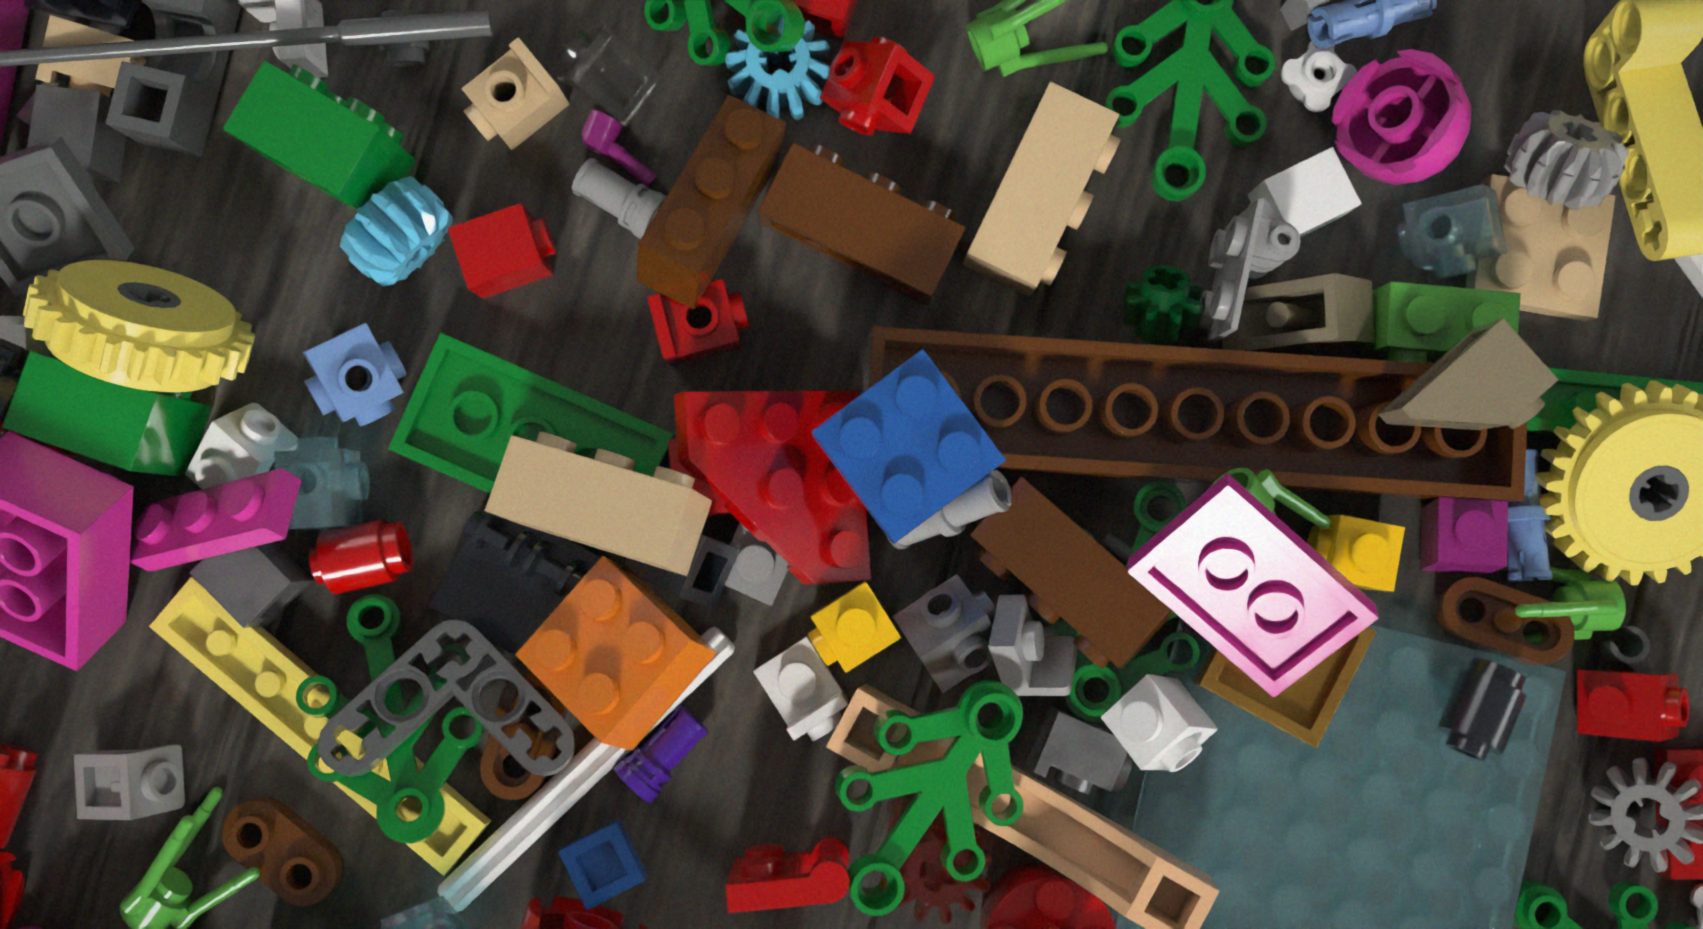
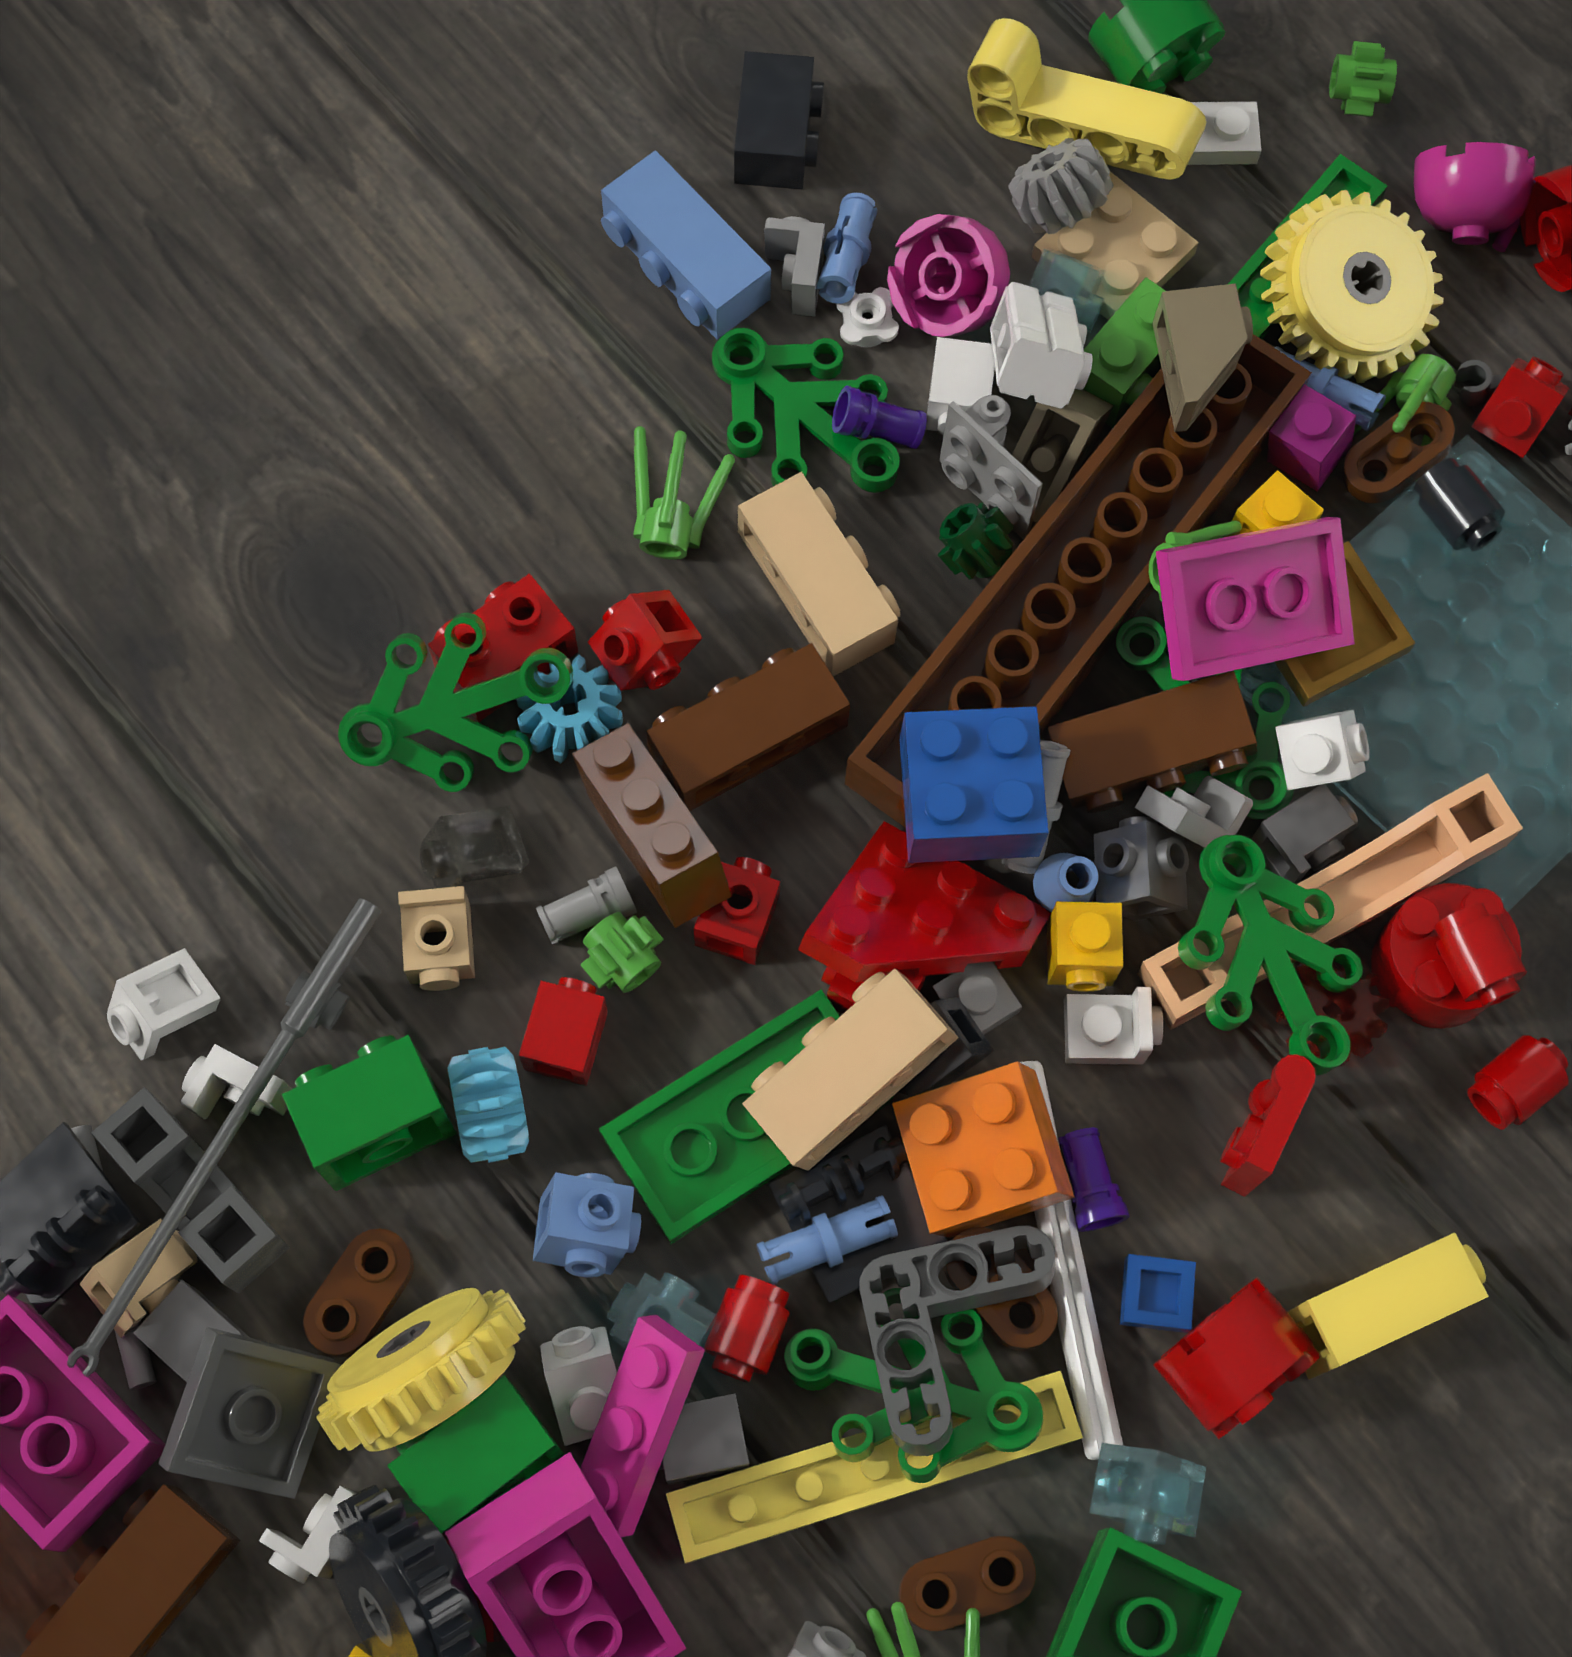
camera: 55 degrees left, 15 degrees down
(197, 235) = (362, 1294): none -> reddish brown plate
(468, 572) = (827, 1240): none -> medium blue pin
(596, 251) = (621, 952): none -> bright green gear
(600, 137) = (521, 894): magenta hand -> none
(903, 562) = (1051, 882): none -> medium blue cone
(1216, 133) = (863, 415): none -> dark purple pin
(1377, 242) = (1039, 346): none -> white brick

